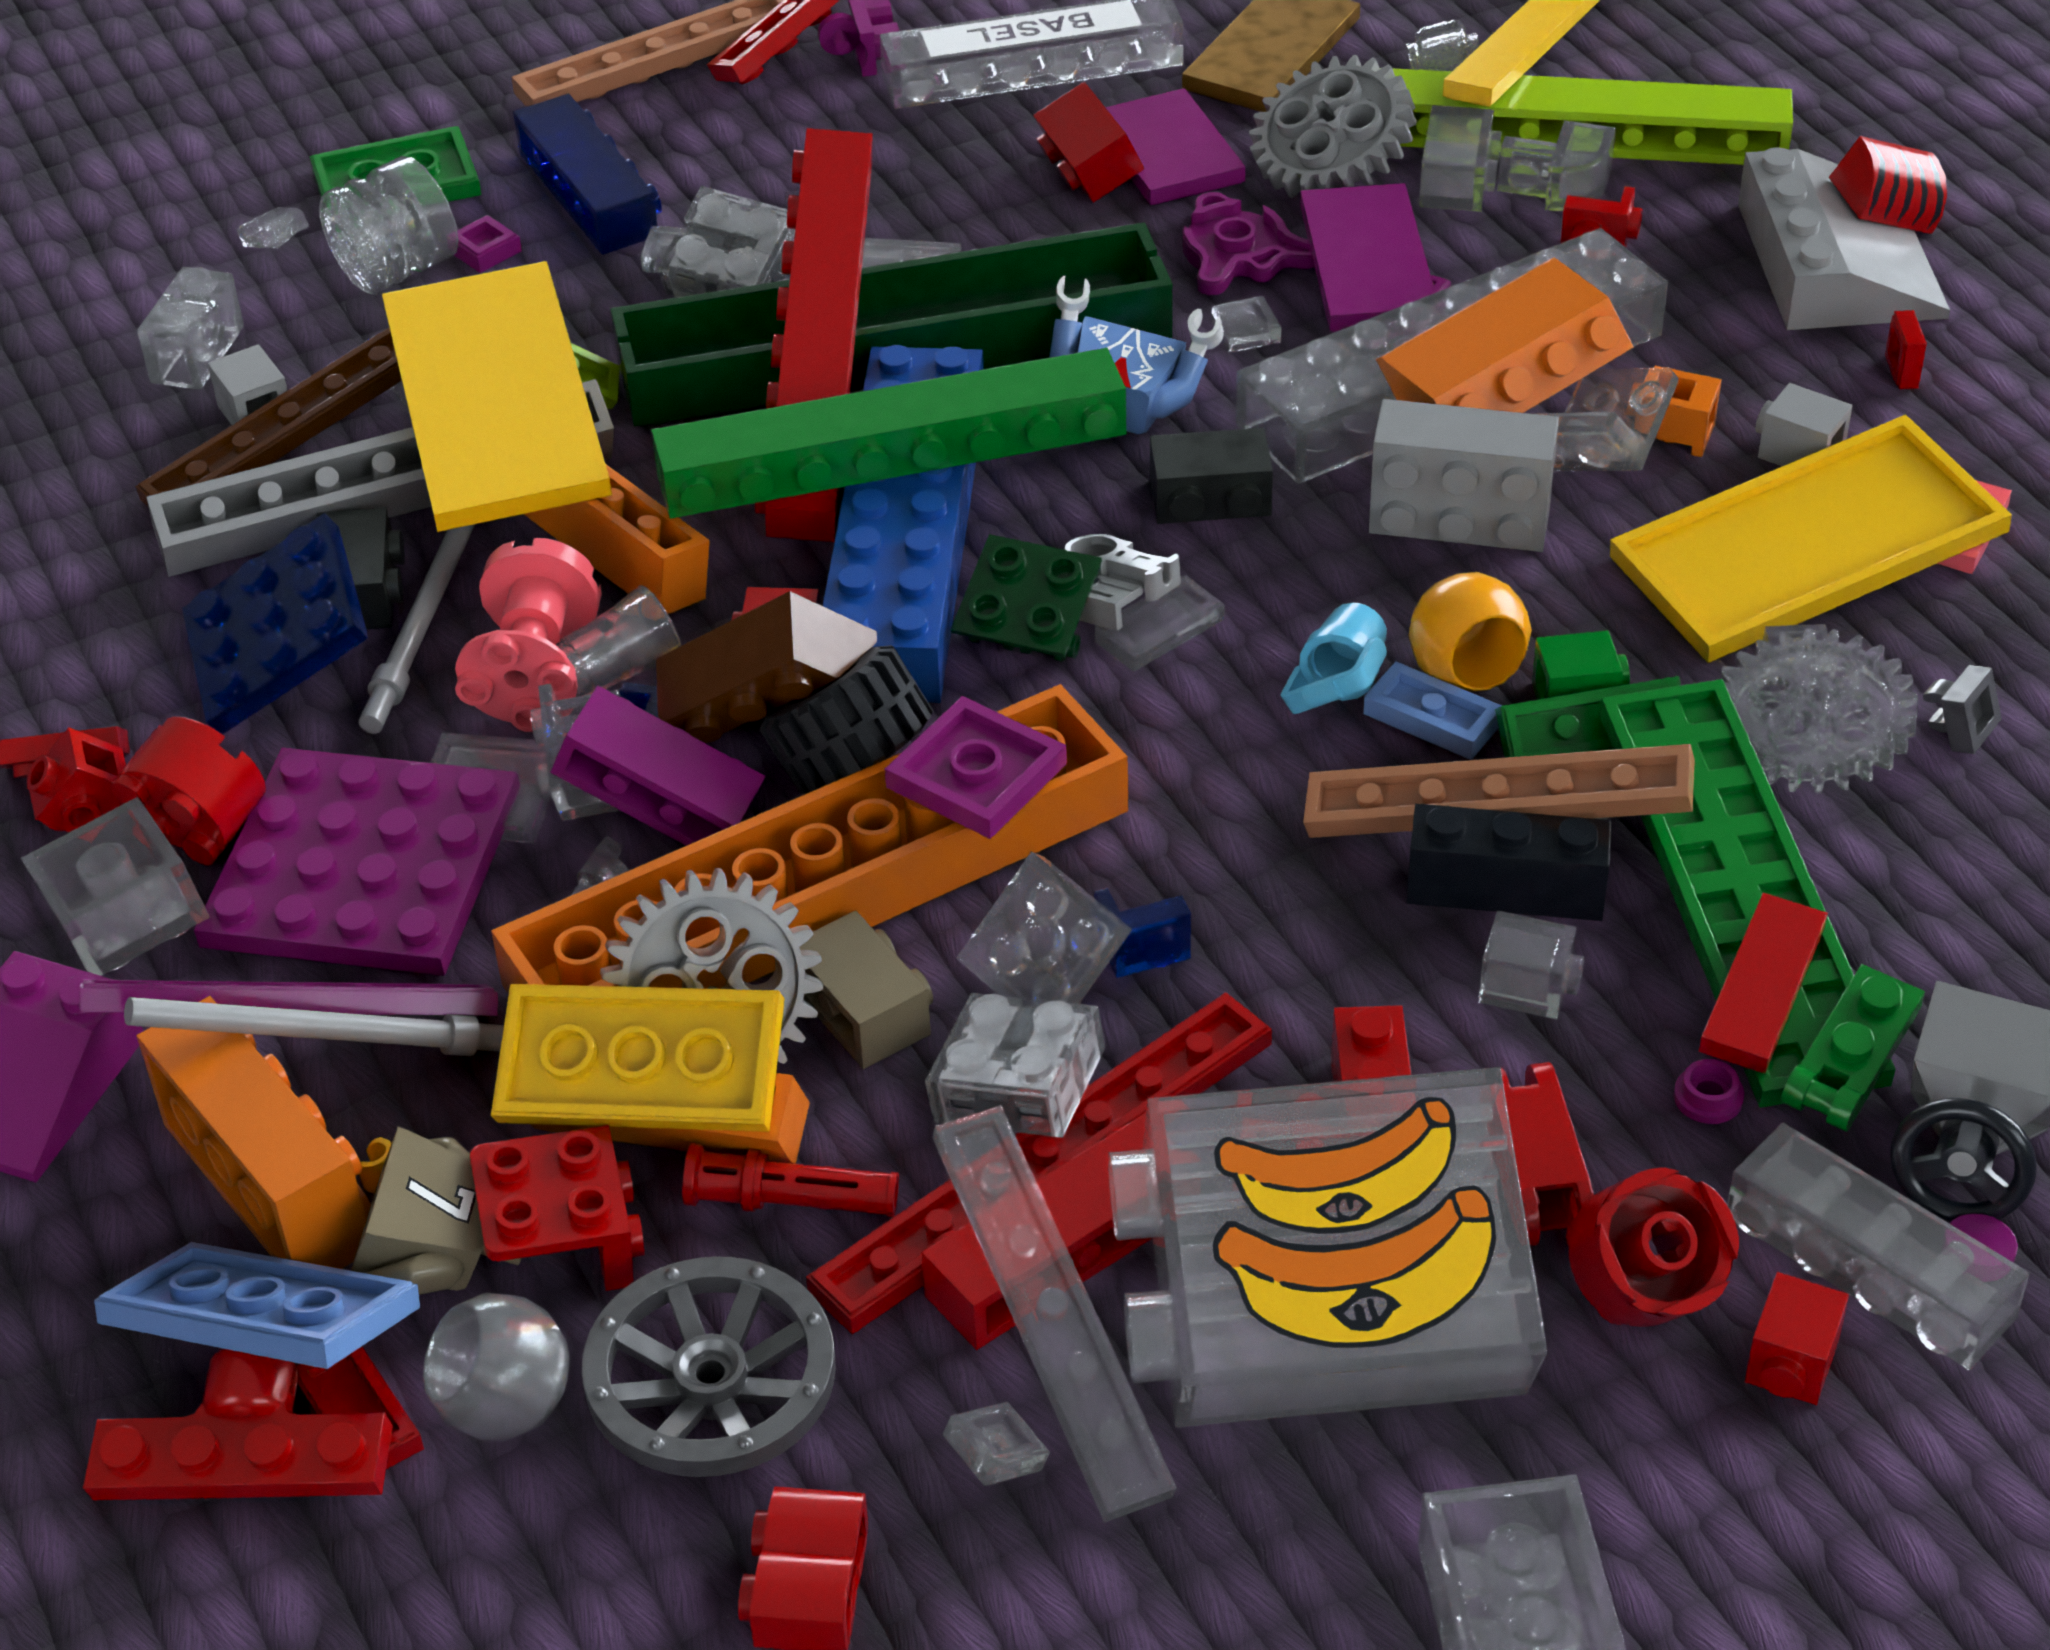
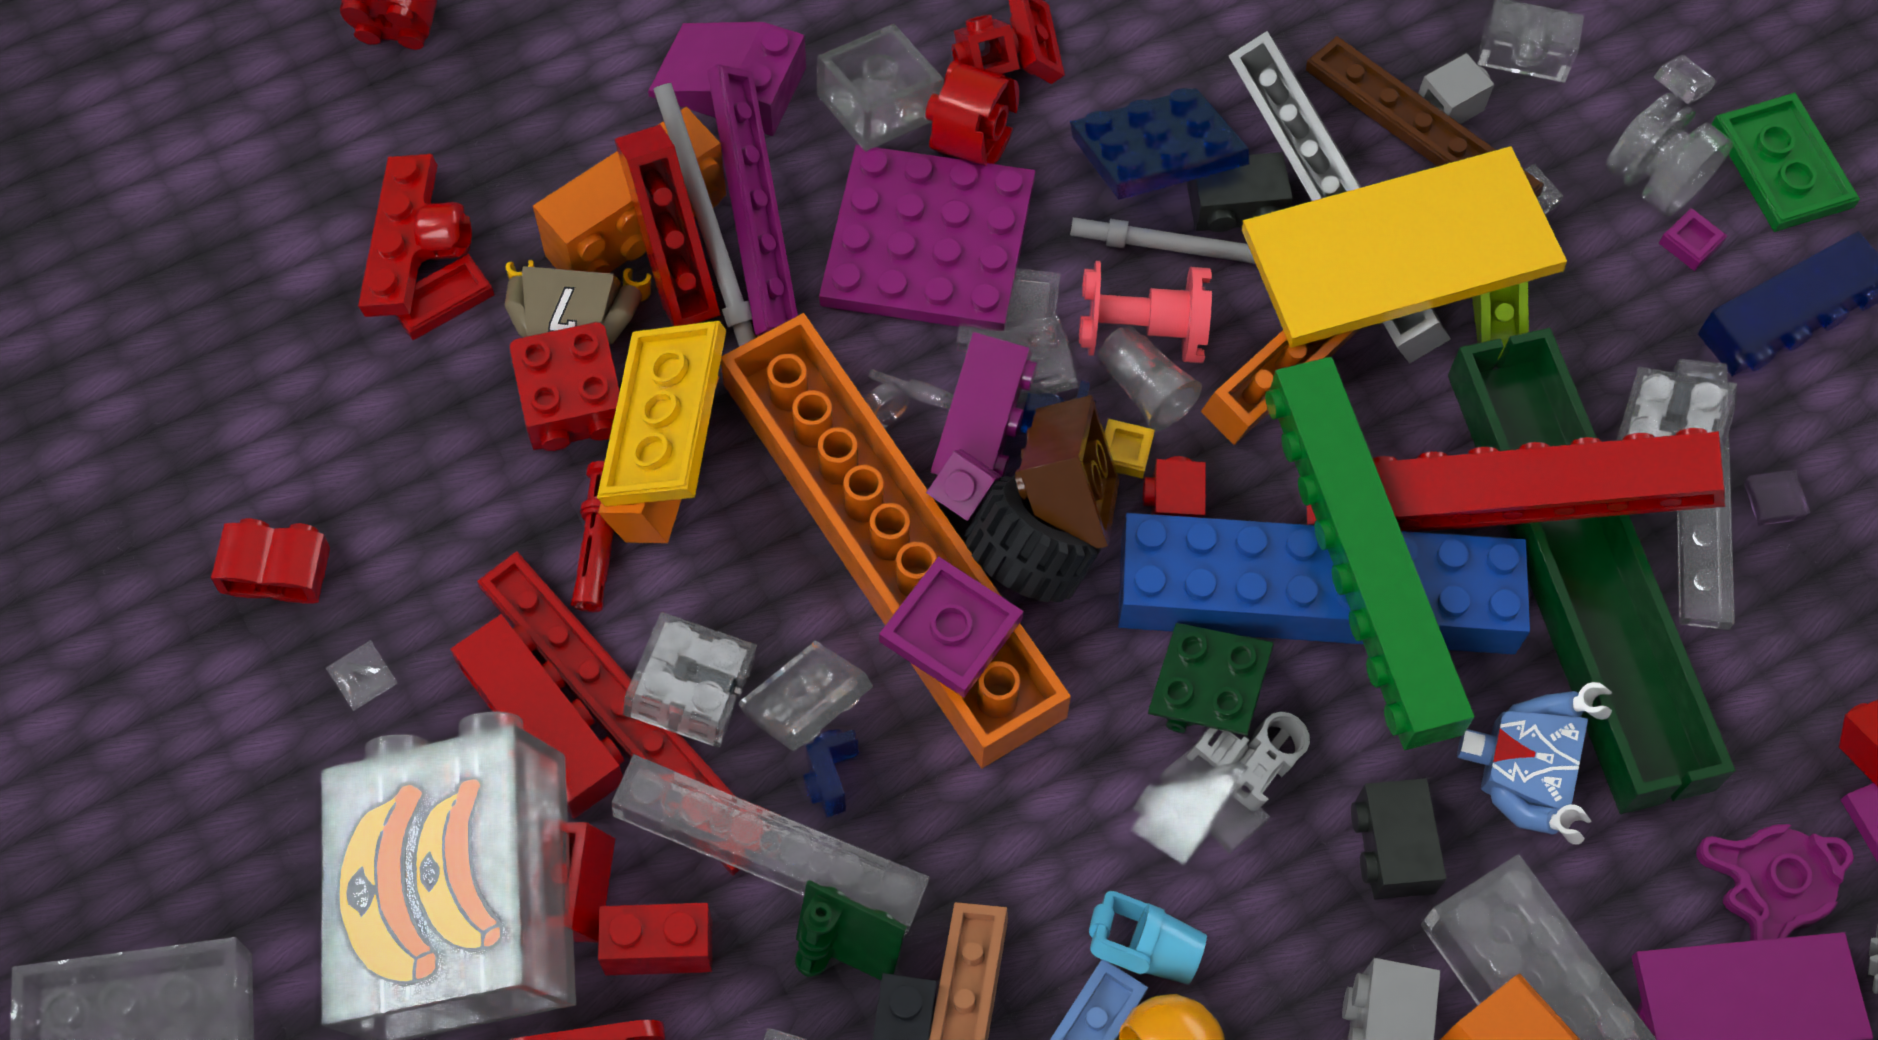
camera: 85 degrees right, 20 degrees up
(258, 1304) = (487, 222): medium blue tile -> none
(340, 1042) = (667, 225): none -> red brick
(496, 1366) = (432, 363): clear helmet -> none
(659, 945) = (756, 425): light grey gear -> none
(709, 1370) = (426, 485): flat silver wheel -> none
(770, 769) = (963, 484): none -> magenta brick
(867, 991) = (778, 572): dark tan brick -> none
(1054, 1314) = (453, 691): clear tile -> none
(1186, 609) = (1185, 808): none -> clear slope
(1247, 324) = (1649, 883): clear tile -> none
(1251, 959) = (762, 840): none -> clear brick
(1359, 896) = (846, 931): none -> dark green hinge

